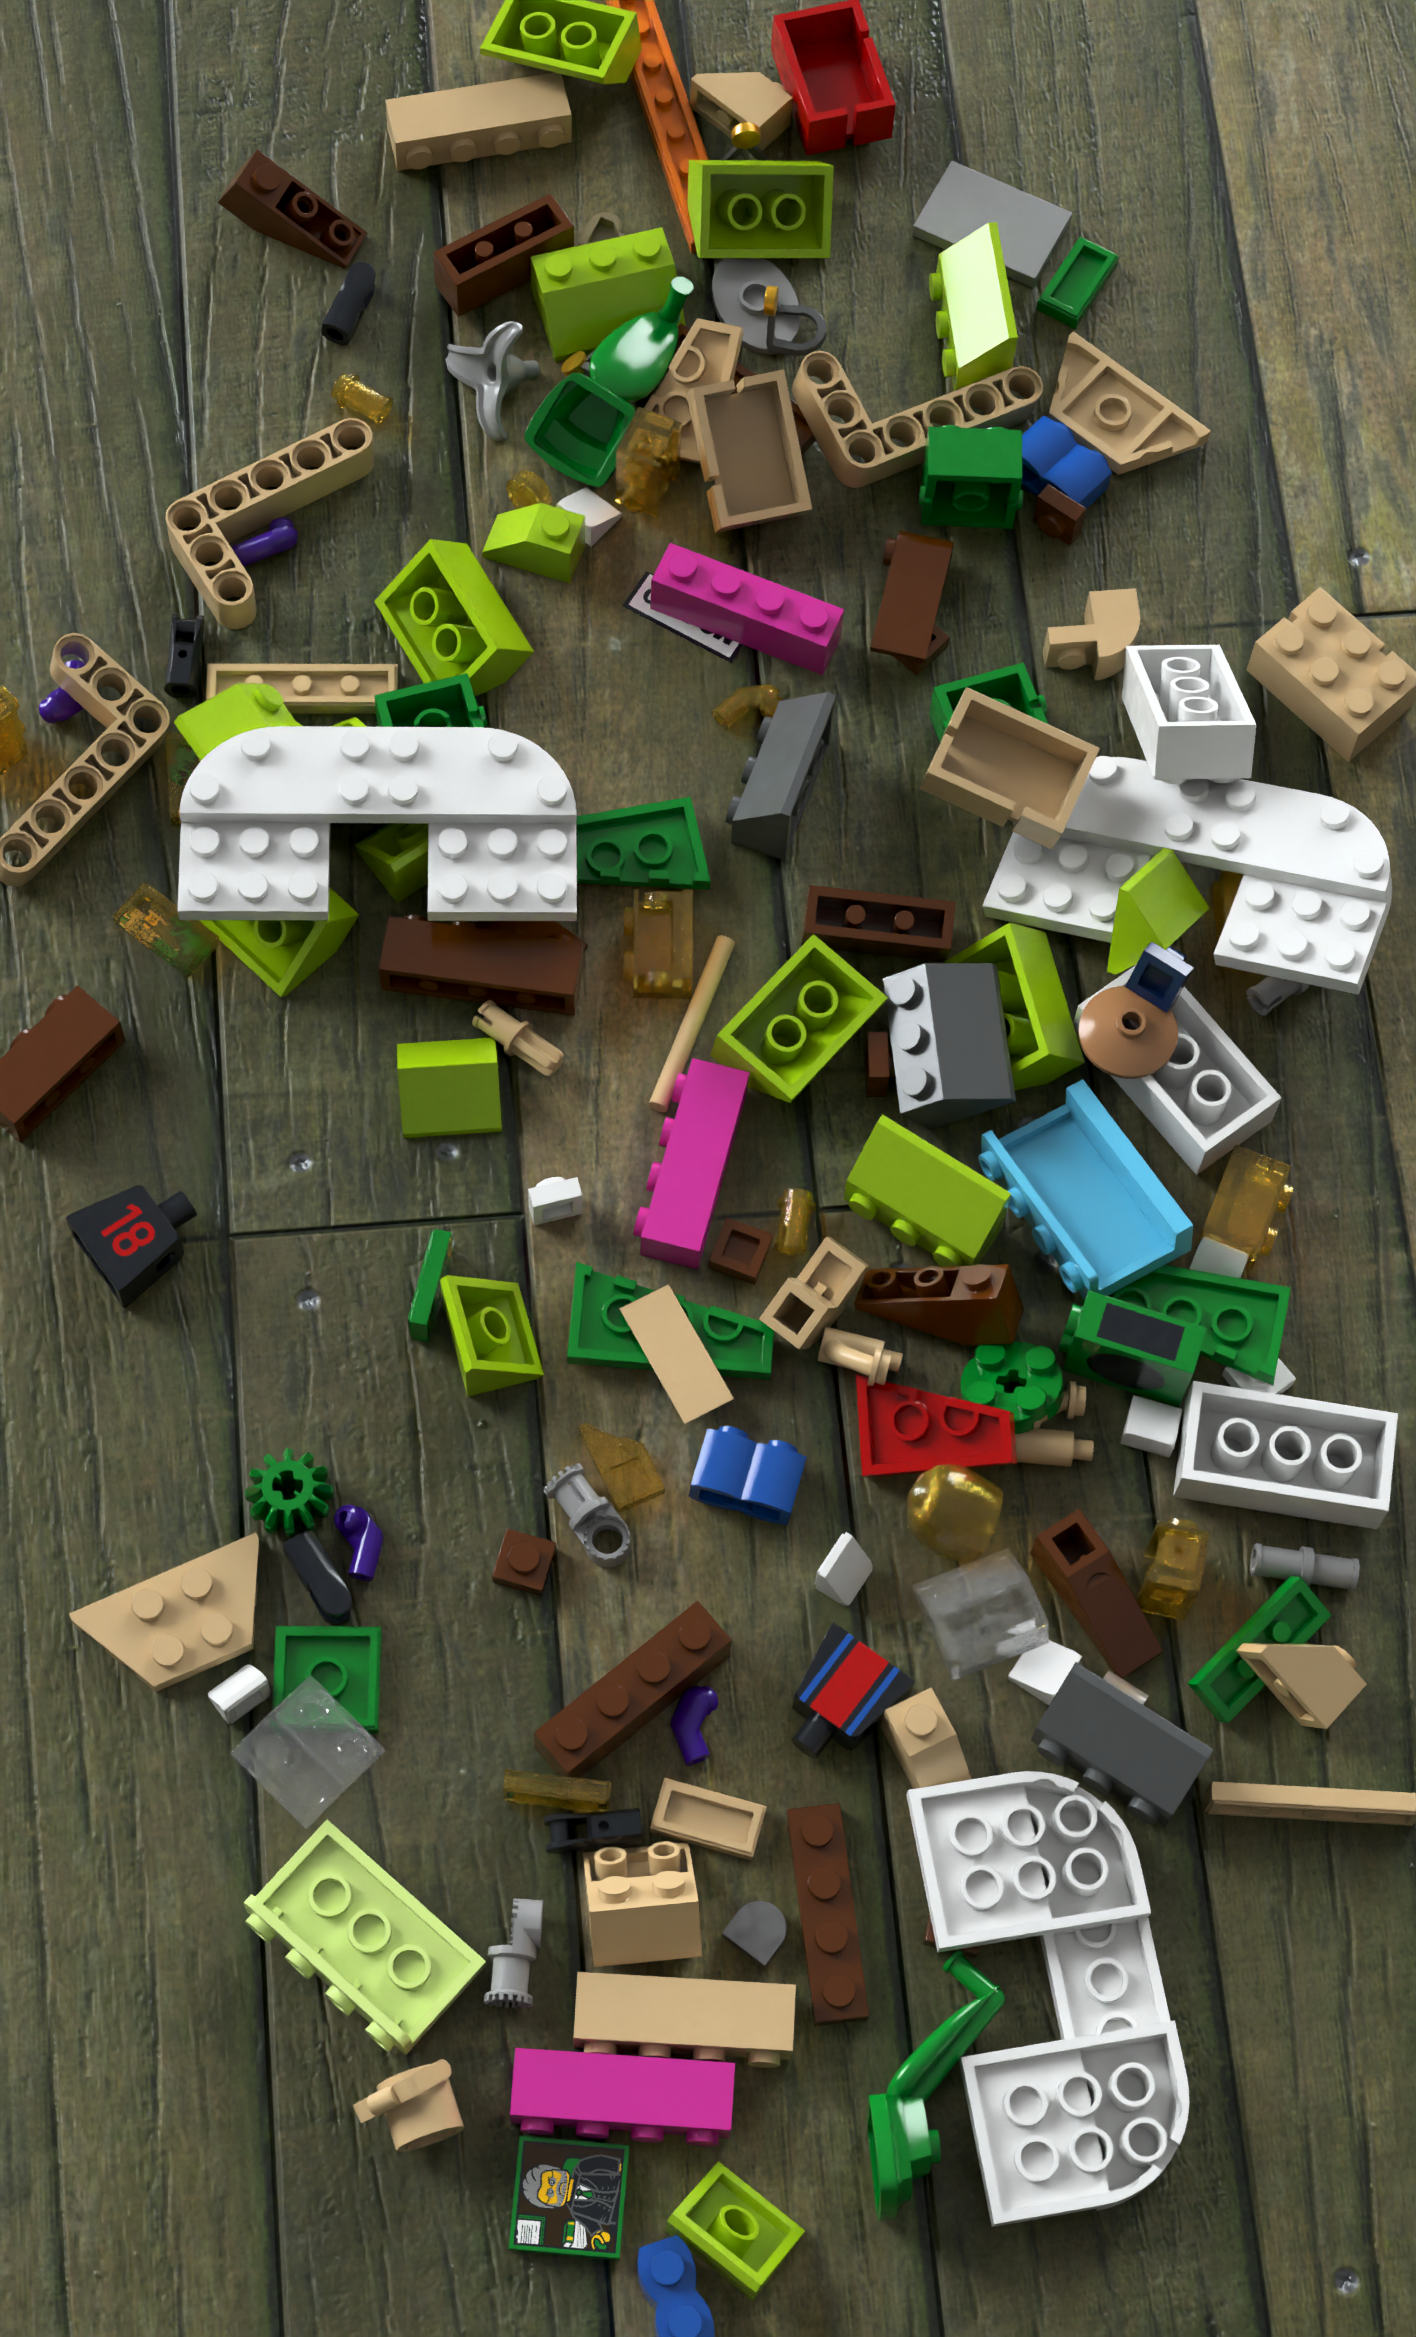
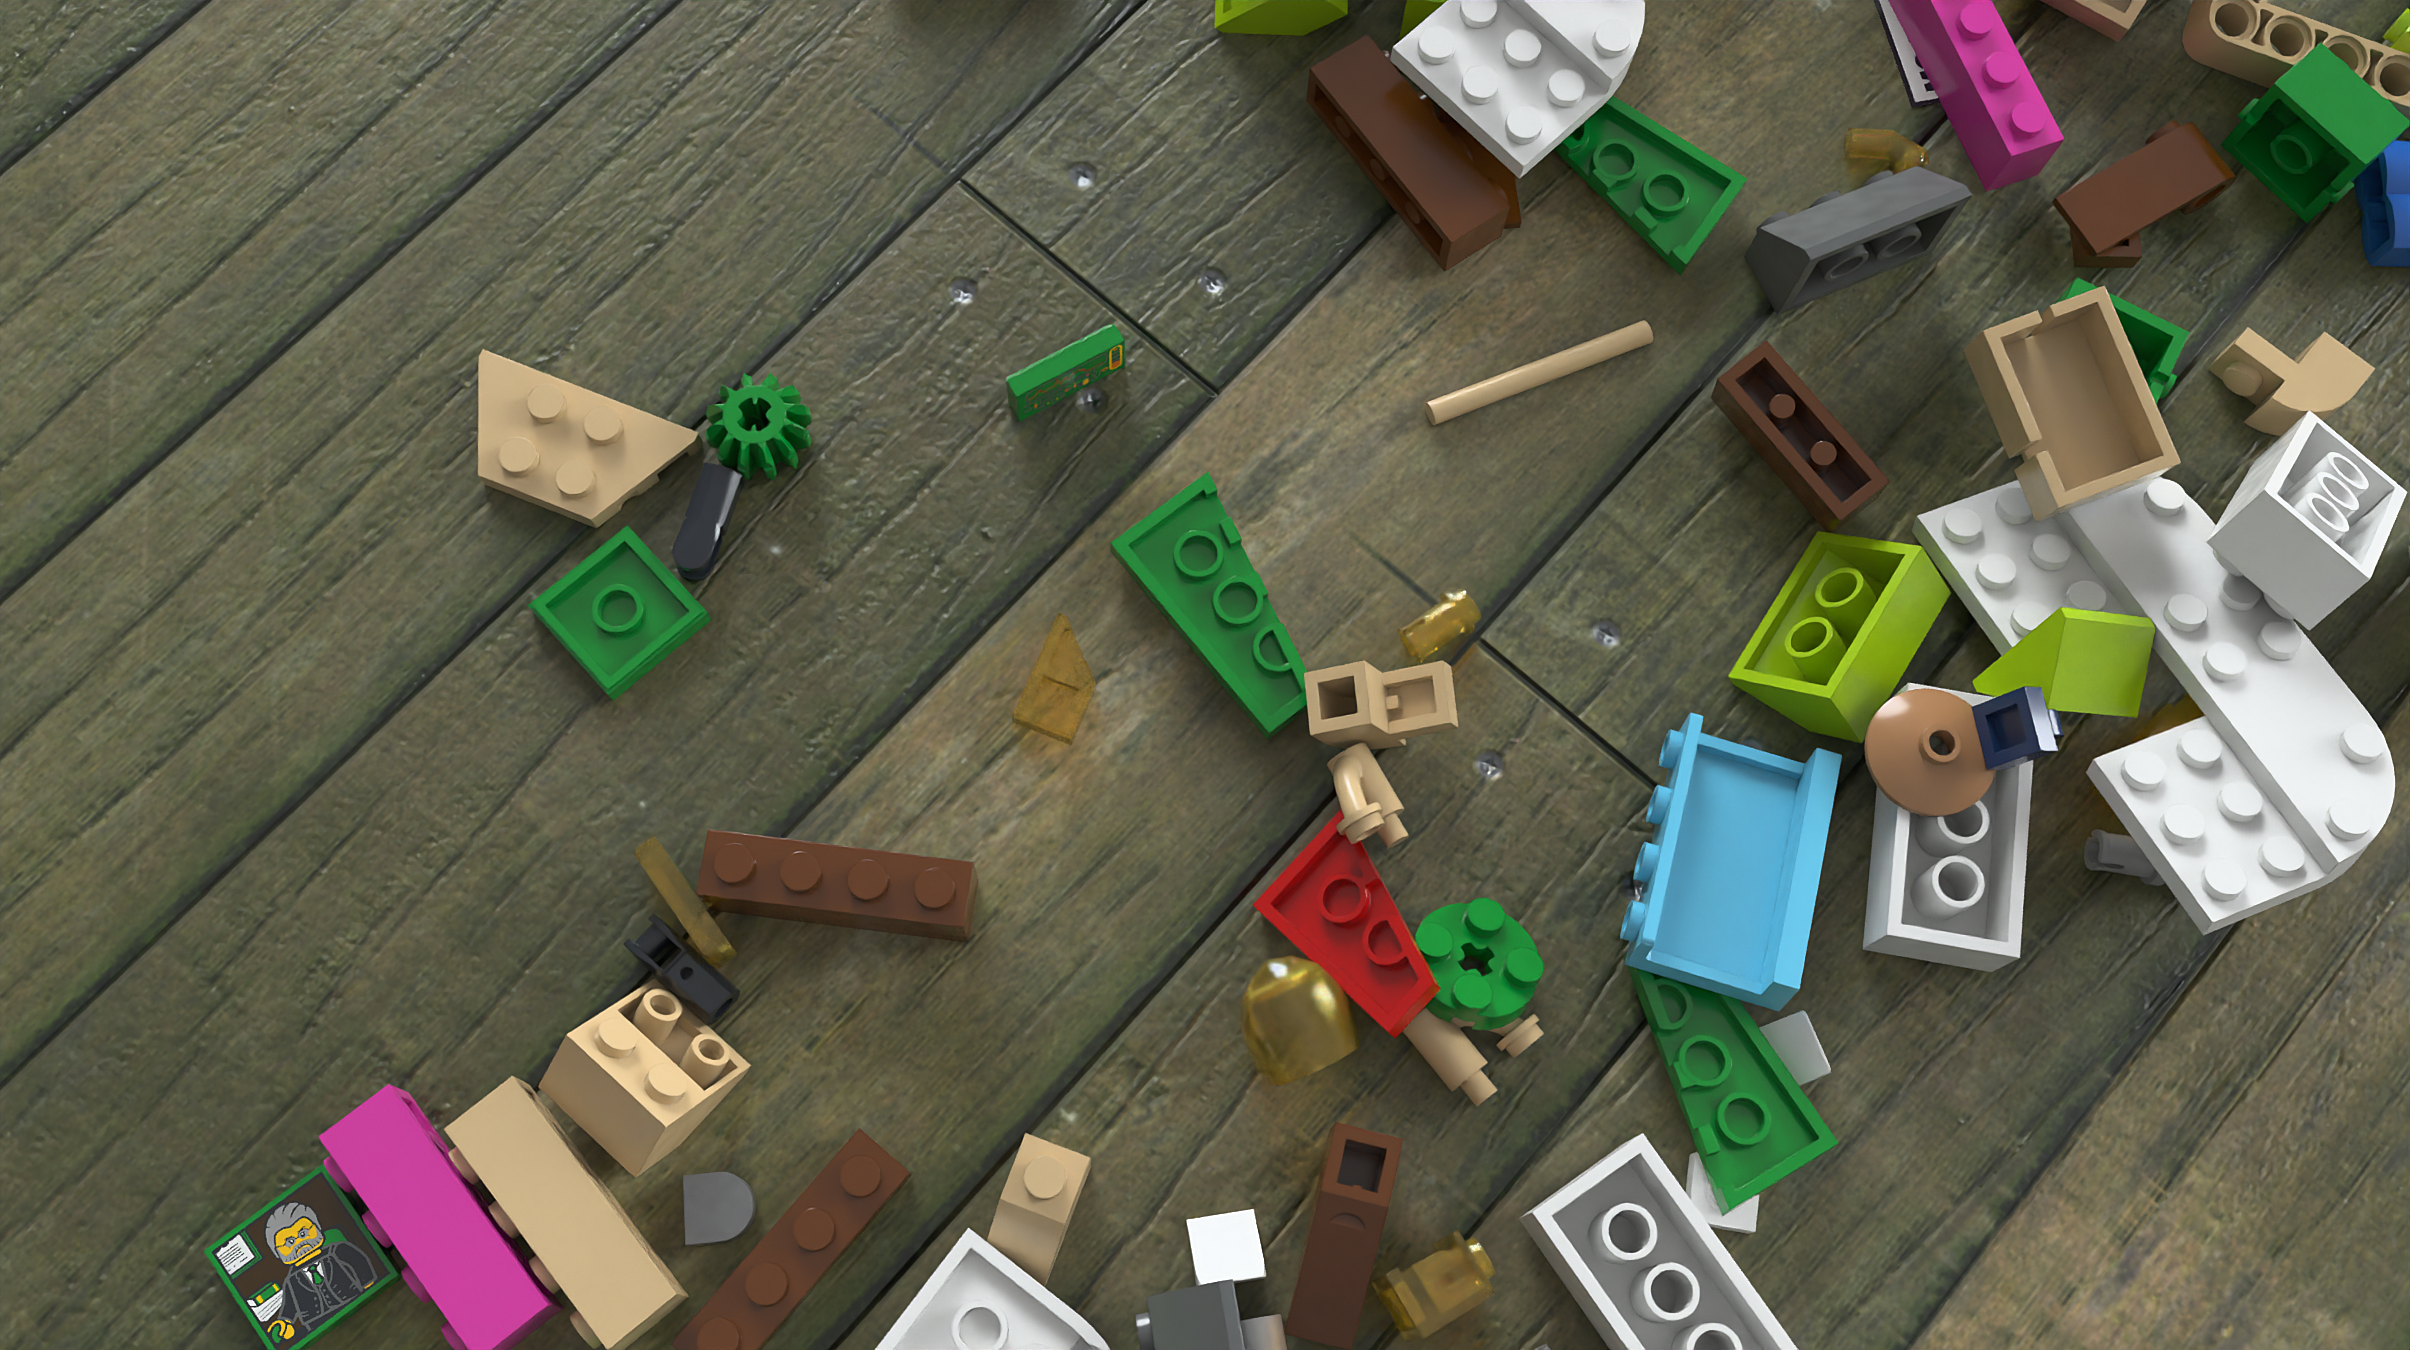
camera: 45 degrees right, 5 degrees up
(131, 1238) = (869, 101): black torso -> none
(240, 1693) = (536, 551): white slope -> none
(308, 1752) = (515, 651): clear slope -> none
(363, 1536) = (781, 524): dark purple arm -> none
(363, 1939) = (390, 858): yellowish green bracket -> none
(416, 2106) = (264, 1043): tan piece -> none
(449, 1087) = (1268, 227): lime slope -> none
(489, 1333) = (1068, 457): lime slope -> none
(513, 1961) = (486, 1008): light grey connector -> none
(518, 1038) = (1371, 241): tan axle -> none
(524, 1562) = (886, 681): reddish brown plate -> none
(555, 1200) = (1249, 403): white plate -> none
(588, 1514) = (981, 695): light grey connector -> none
(661, 945) = (1582, 278): clear yellow hinge -> none
(676, 1354) = (1205, 634): tan sticker -> none
(687, 1719) = (865, 959): dark purple arm -> none
(693, 1163) = (1405, 487): dark pink brick -> none
(708, 1819) = (788, 1063): tan tile -> none
(740, 1250) = (1363, 603): reddish brown plate -> none
(747, 1475) = (1151, 800): blue brick -> none
(798, 1021) = (1629, 450): lime slope -> none
(843, 1570) = (1144, 971): white slope -> none
(845, 1693) = (1019, 1080): torso -> none
(878, 1064) = (1666, 563): reddish brown plate -> none
(926, 1196) = (1577, 718): lime slope -> none
(948, 1042) = (1749, 601): dark grey slope -> none
(952, 1302) = (1499, 832): reddish brown slope -> none
(982, 1613) = (1219, 1137): clear slope -> none
(1059, 515) = (2367, 245): reddish brown plate -> none
(1131, 1348) = (1620, 1042): brick -> none
(1151, 1426) = (1569, 1133): white slope -> none
(1246, 1203) = (1881, 1022): clear yellow hinge -> none

